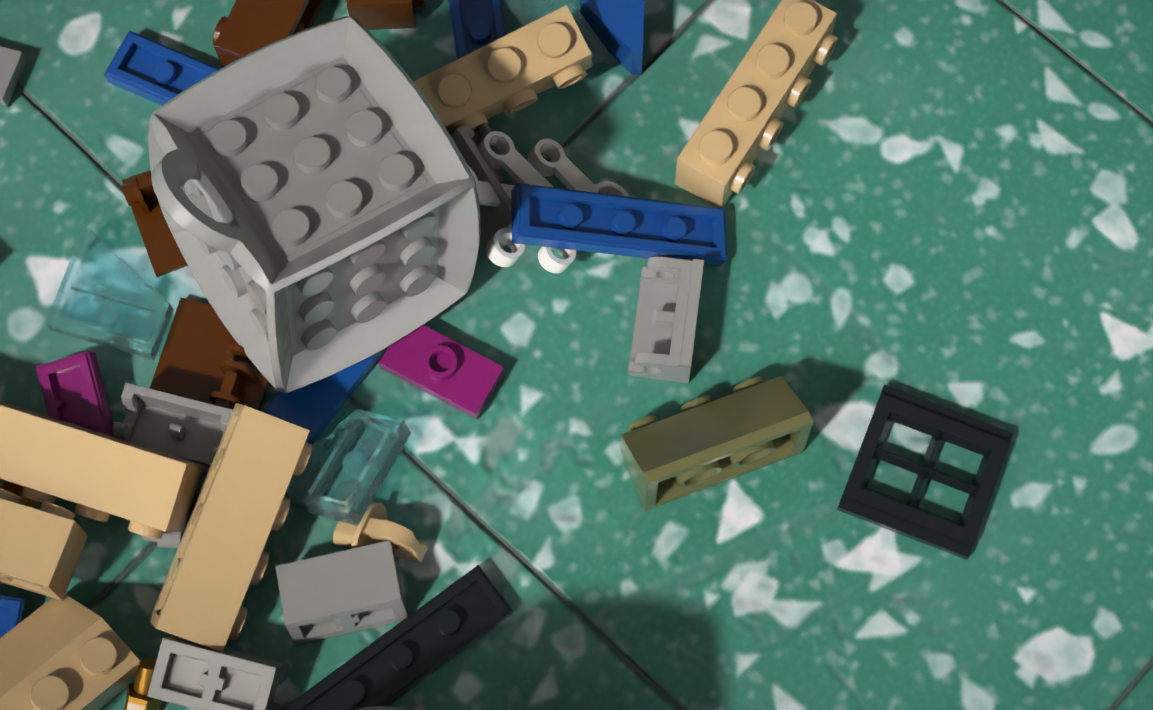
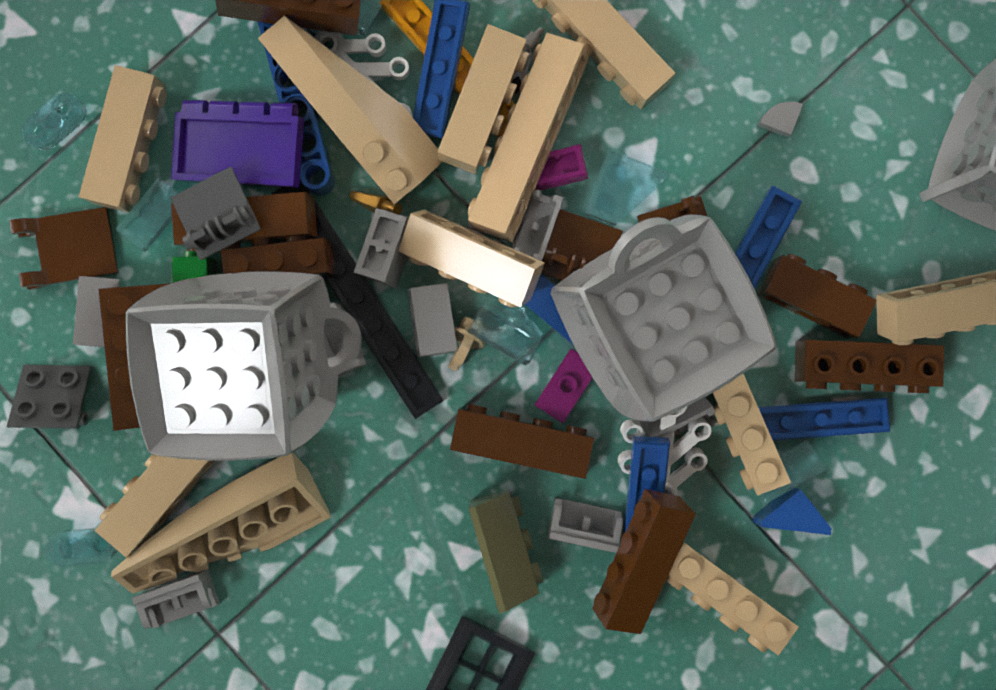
camera: 95 degrees right, 15 degrees up
(538, 429) = (522, 443): none -> reddish brown brick
(713, 217) = (643, 561): none -> reddish brown brick

